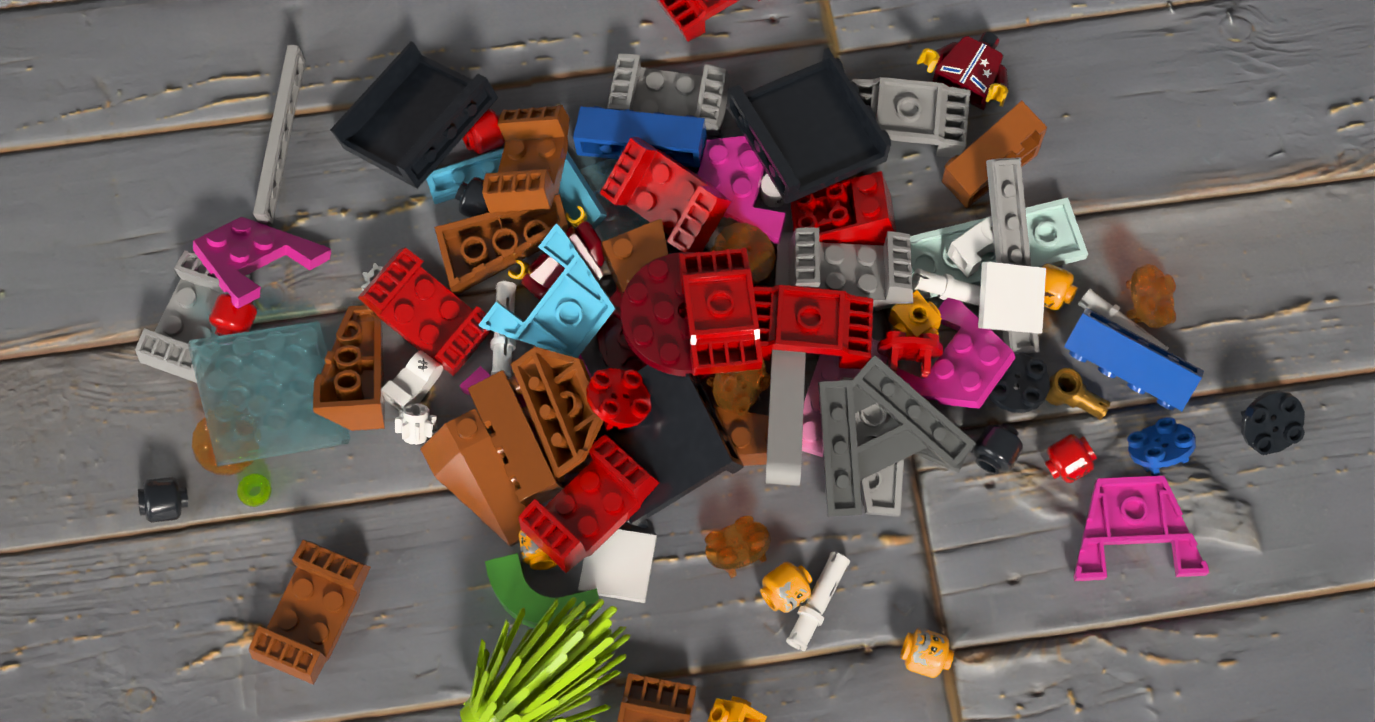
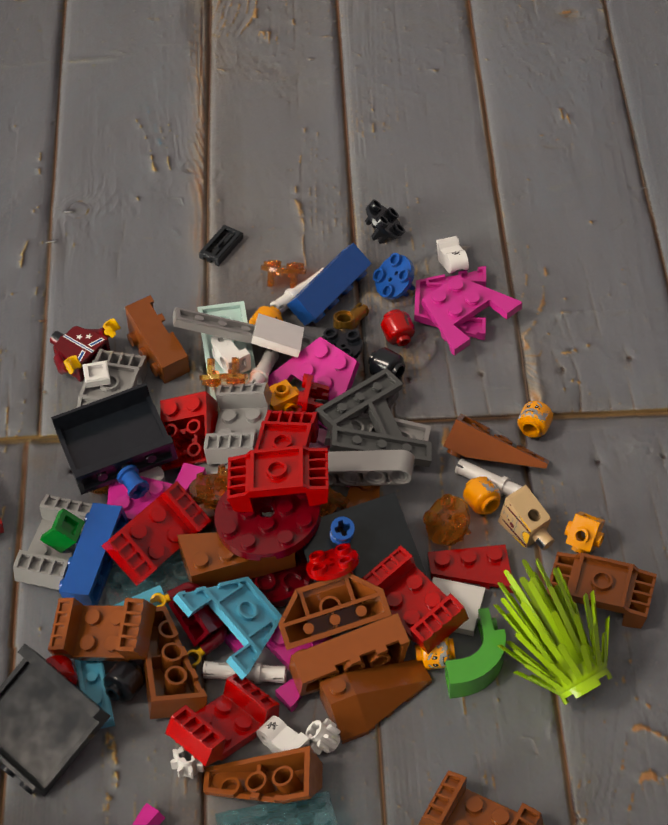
camera: 85 degrees left, 20 degrees down
(665, 95) = (64, 531): none -> green panel
(668, 399) = (346, 524): none -> blue bush
(681, 588) = (472, 565): none -> red wing
(738, 156) = (131, 479): none -> blue bush
(758, 639) = (526, 519): none -> tan torso
(876, 588) = (474, 441): none -> dark orange wedge
(915, 90) = (96, 374): none -> white tile
(927, 240) = (214, 379): none -> clear orange plate
(1123, 534) = (460, 301): none -> dark pink wing
(1194, 219) = (224, 246): none -> black tile
(1219, 522) = (451, 255): none -> white leg

